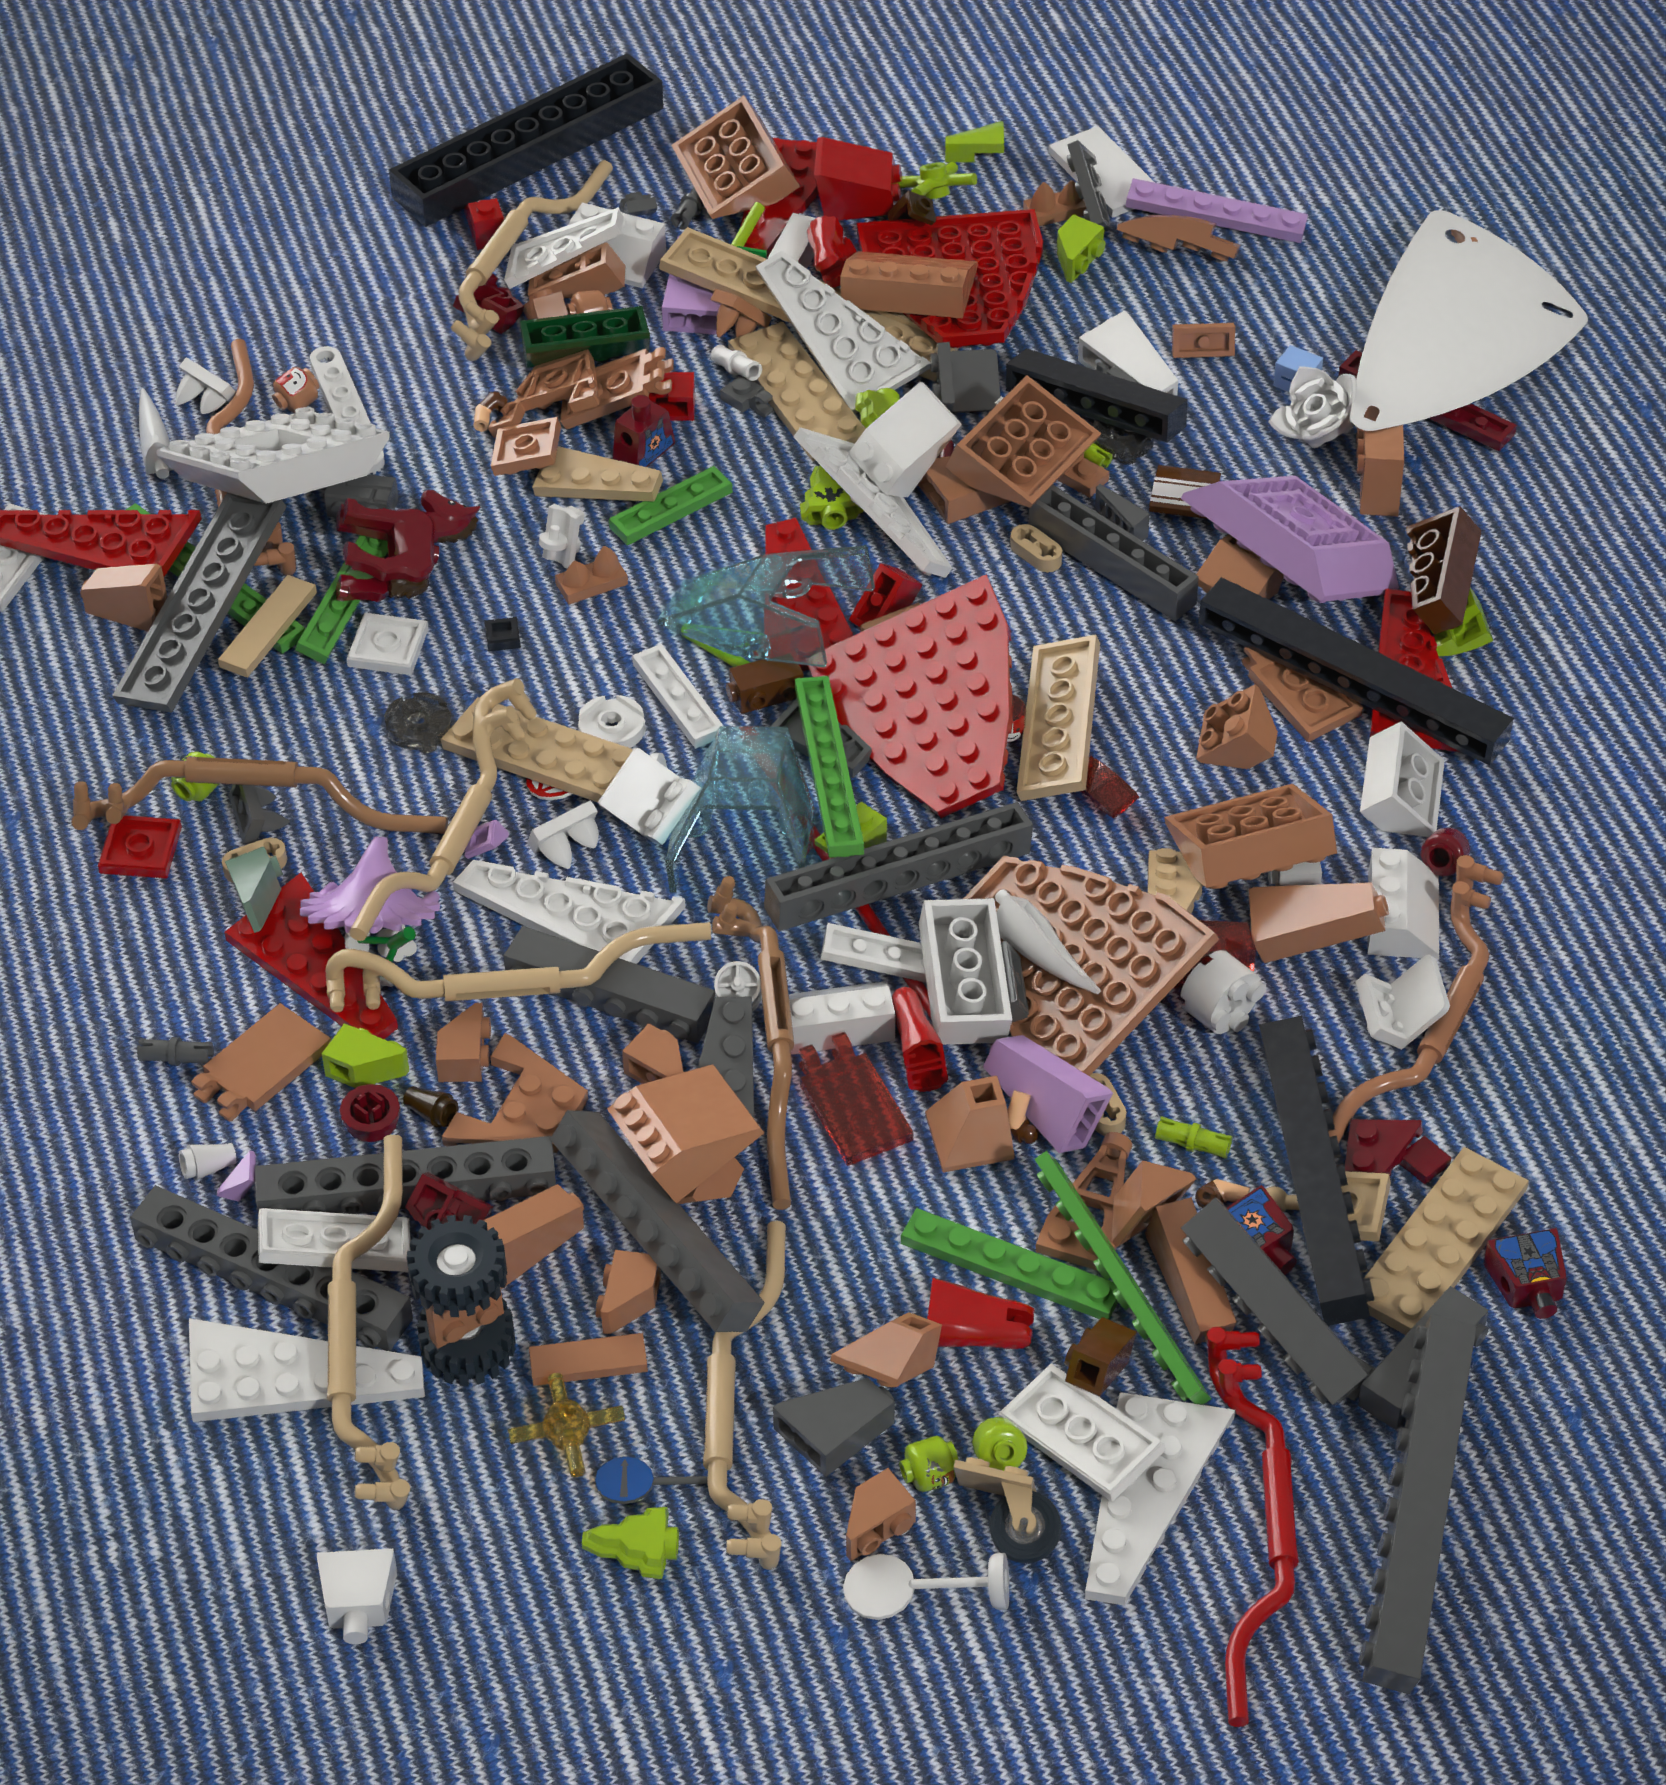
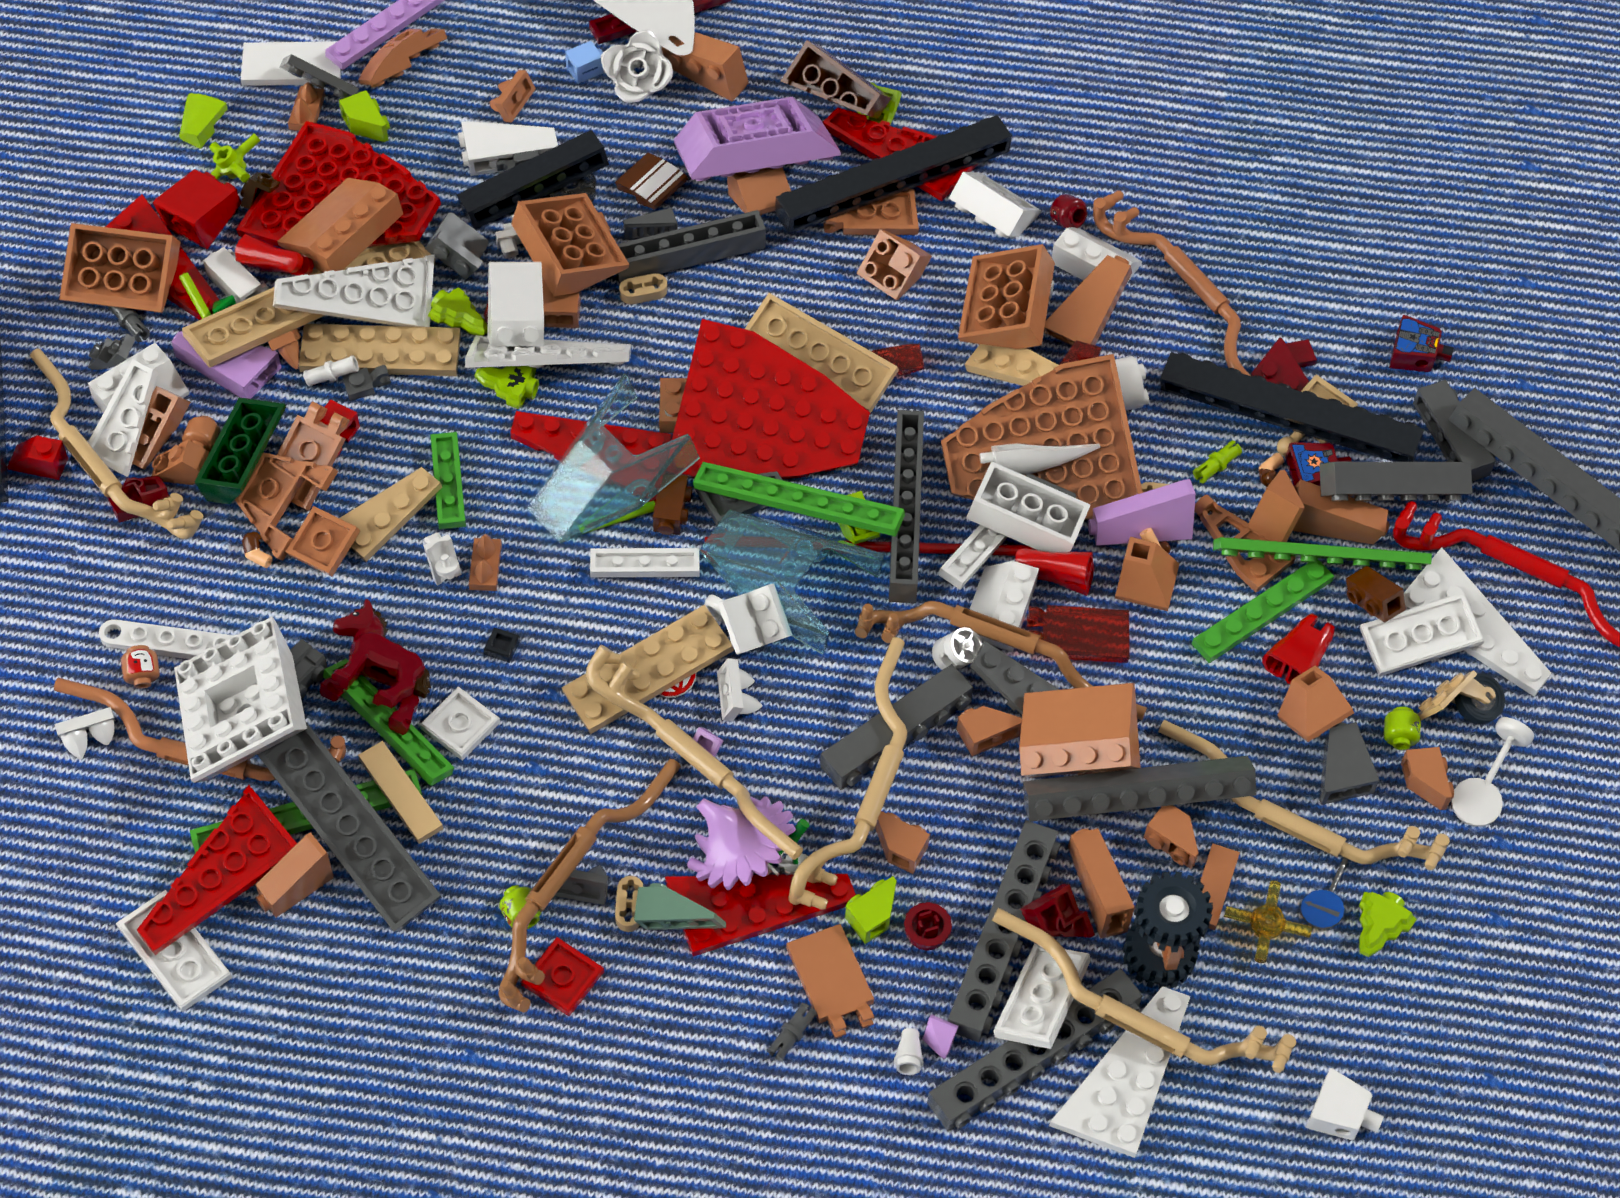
camera: 65 degrees left, 10 degrees up
(152, 436) = (115, 789): white piece -> none
(418, 736) = (560, 751): clear smoke plate -> none
(433, 1106) = (941, 885): dark brown cone -> none
(531, 1107) = (977, 821): nougat wing -> none
(567, 909) = (817, 715): white wing -> none
(622, 710) = (638, 602): white plate -> none
(642, 433) = (366, 455): dark red torso -> none
(892, 592) = (643, 409): red slope -> none
(1000, 1443) = (1412, 682): lime head -> none
(1407, 1006) = (1183, 294): white bracket -> none
(1442, 1238) = (1361, 369): tan plate -> none

